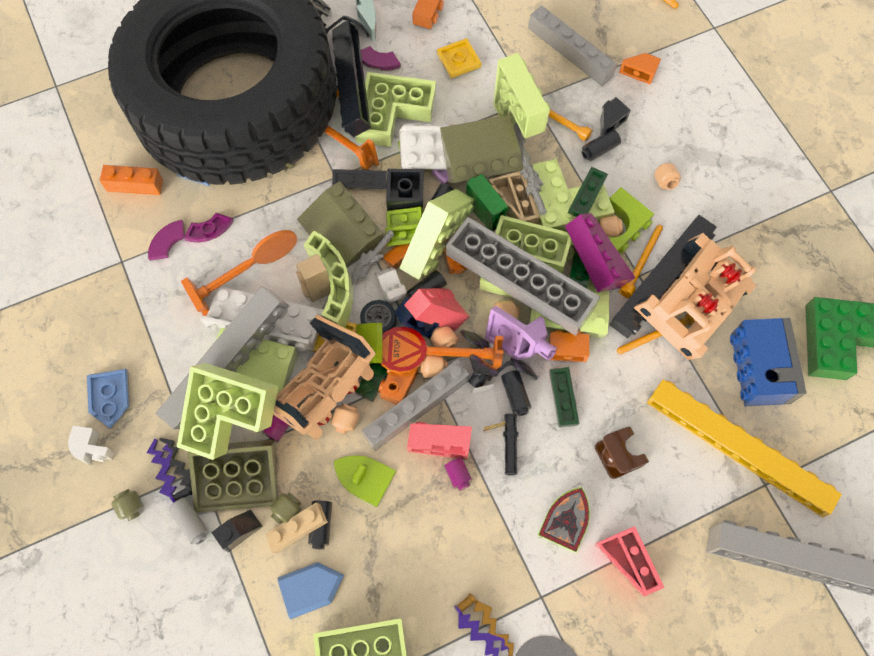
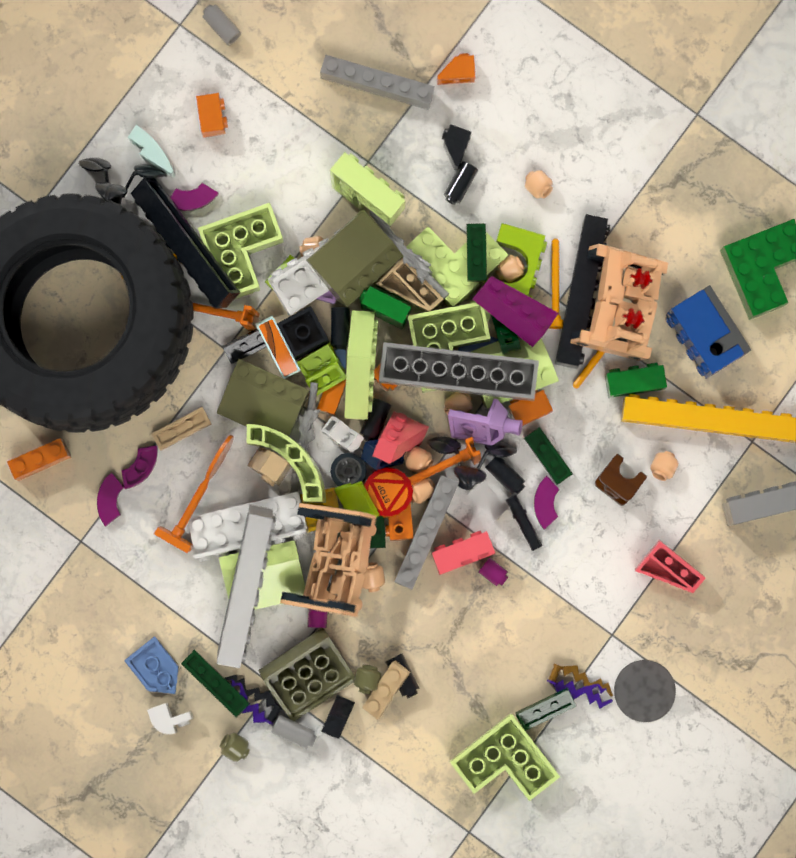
camera: 30 degrees left, 15 degrees up
(149, 438) = (215, 683): none -> dark green plate
(218, 400) = (271, 626): yellowish green brick -> none
(260, 215) = (181, 429): none -> tan plate
(309, 588) = (422, 730): medium blue tile -> none
(364, 477) = (415, 616): lime shield -> none
(377, 190) = (277, 347): none -> slope
(438, 634) = (545, 709): none -> plate
(459, 58) = (272, 155): yellow plate -> none
(539, 436) = (544, 502): none -> magenta tile
(567, 519) = (602, 562): shield -> none
(583, 132) = (435, 176): light orange piece -> none
(670, 461) = (664, 465): none -> light nougat head
(684, 374) = (635, 380): none -> green brick

